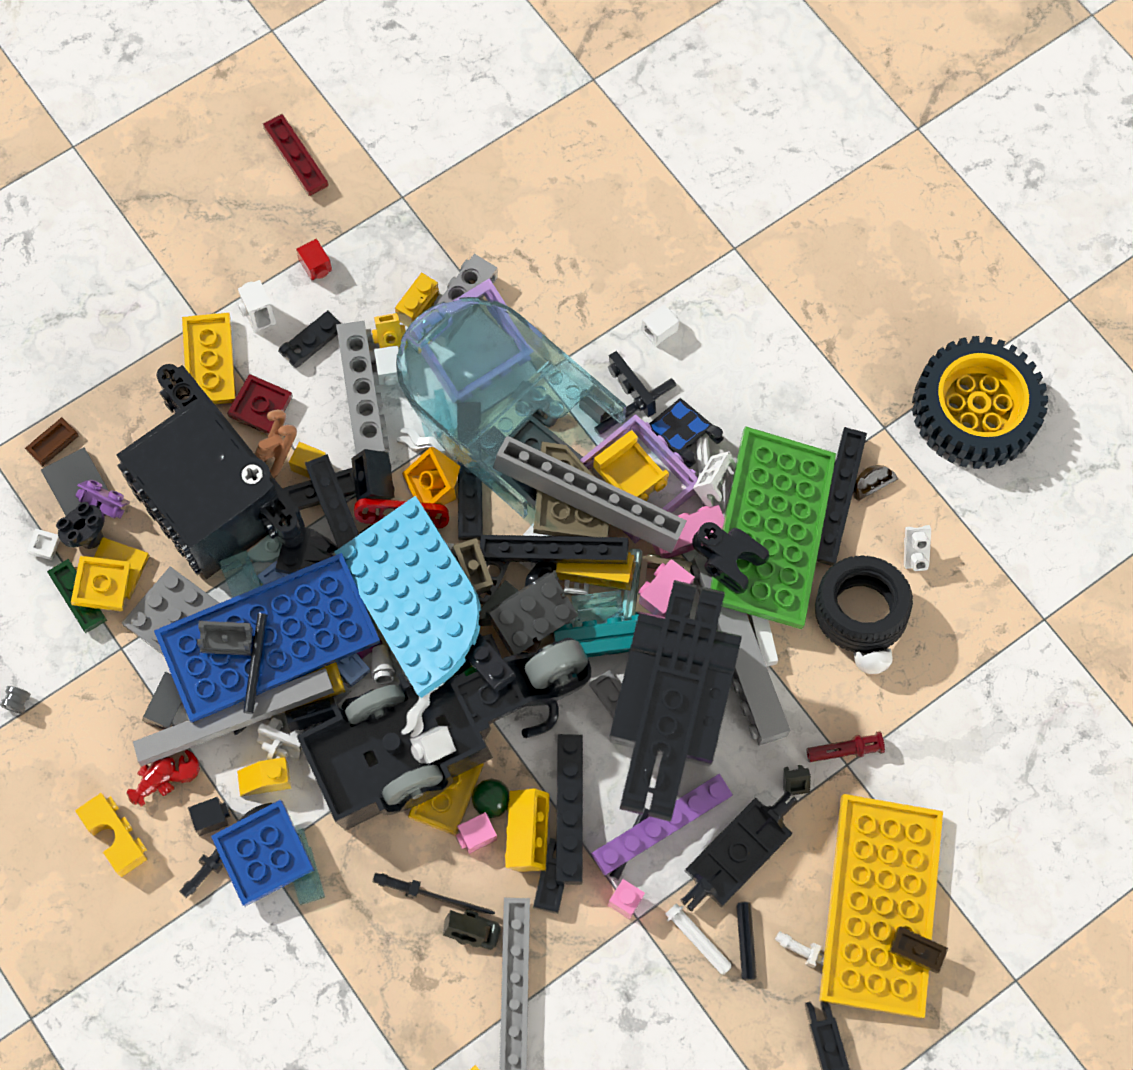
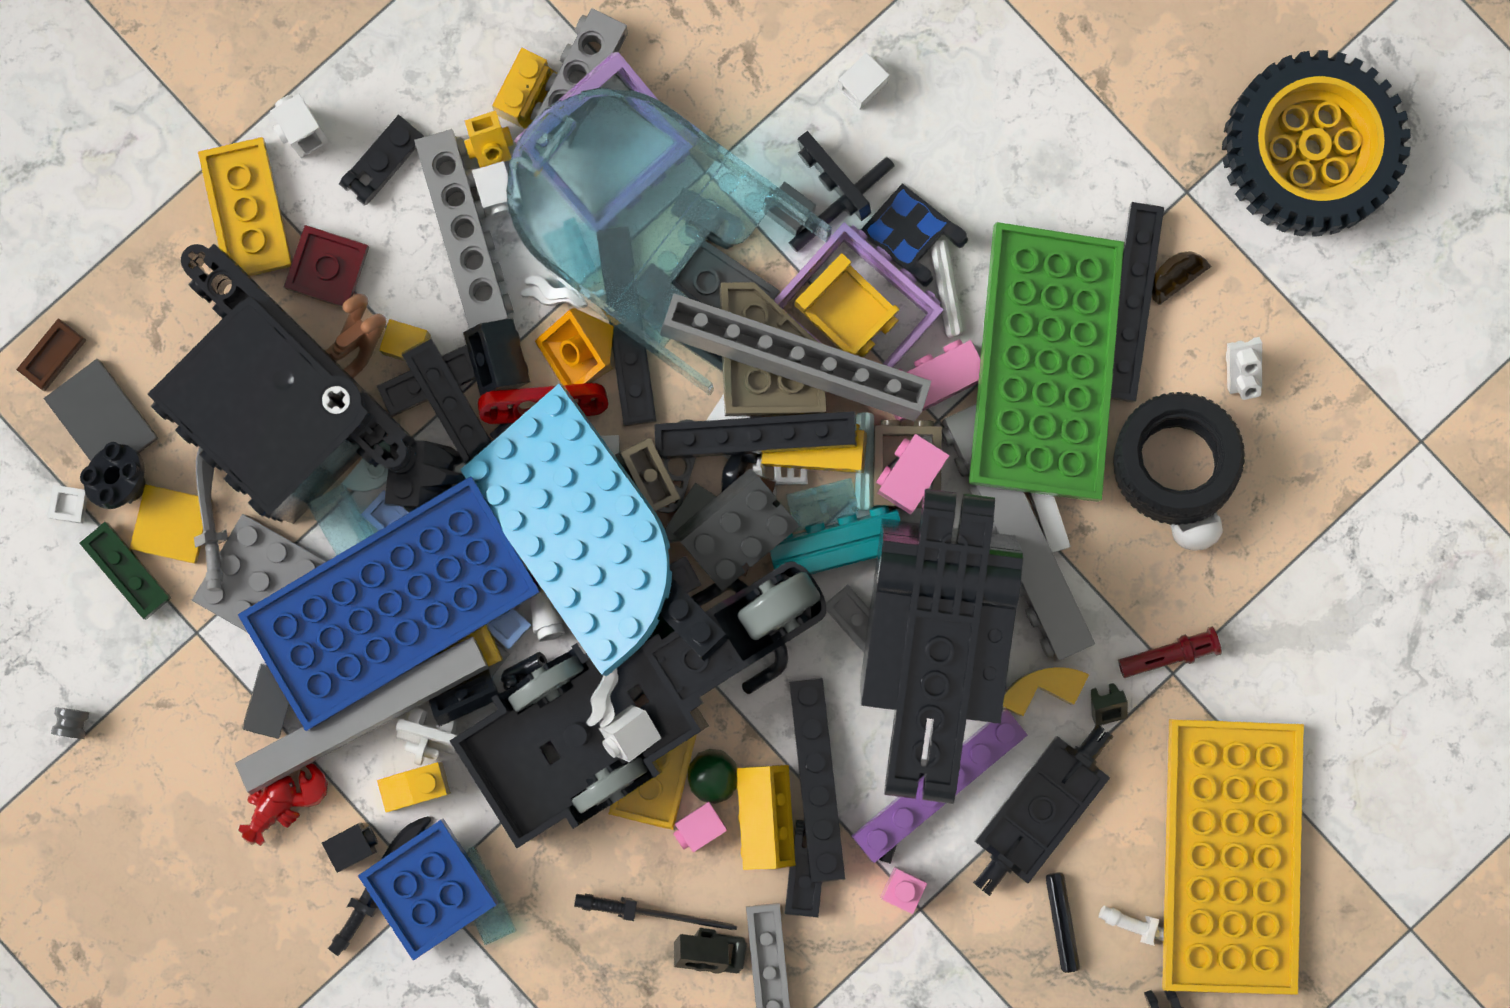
camera: 10 degrees left, 15 degrees up
(94, 493) = (120, 425): medium lavender hinge -> none
(101, 583) = (154, 553): yellow plate -> none
(125, 852) = (251, 903): yellow arch -> none
(142, 576) = (209, 537): none -> light grey sword
(225, 638) = (335, 617): dark grey hinge -> none
(255, 663) = (379, 645): black bar -> none
(314, 260) = (368, 42): red brick -> none
(698, 939) = (1000, 927): white axle -> none
(713, 478) = (959, 301): white hinge -> none
(724, 550) = (986, 417): black piece -> none
(756, 756) = (1056, 681): none -> yellow brick
(918, 949) = (1284, 913): dark brown plate -> none

